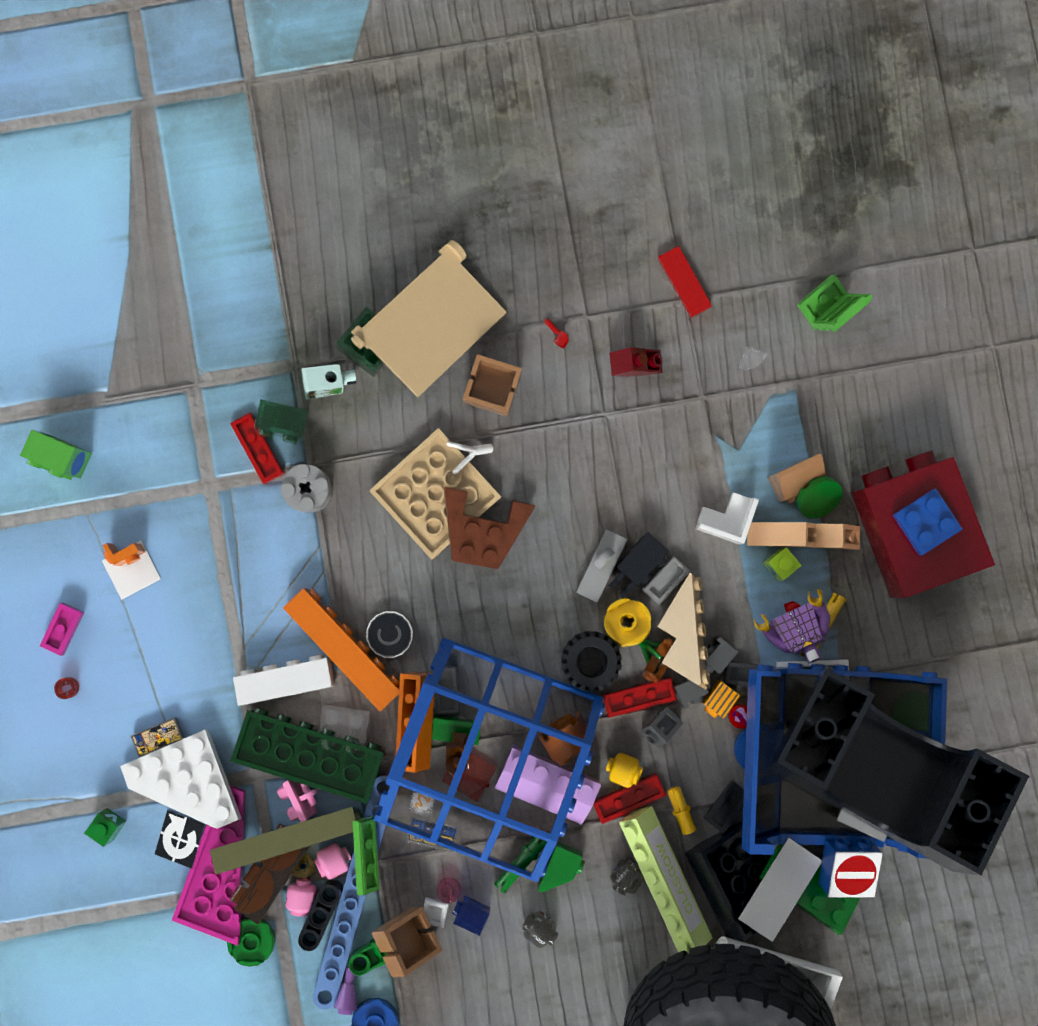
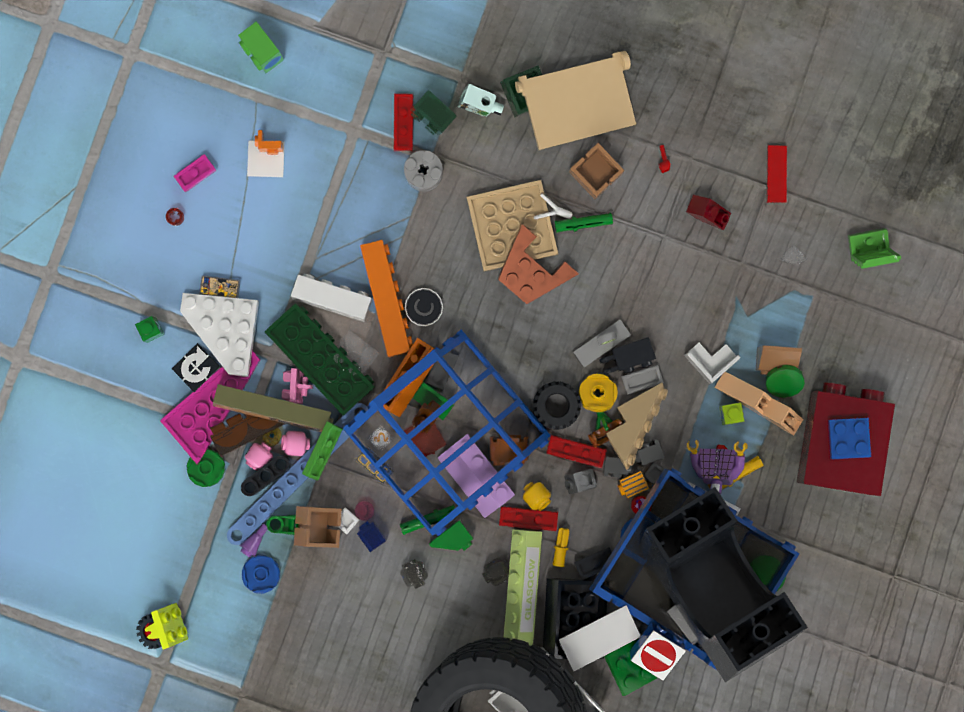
camera: 30 degrees right, 0 degrees up
(502, 453) = (583, 222): none -> green pin

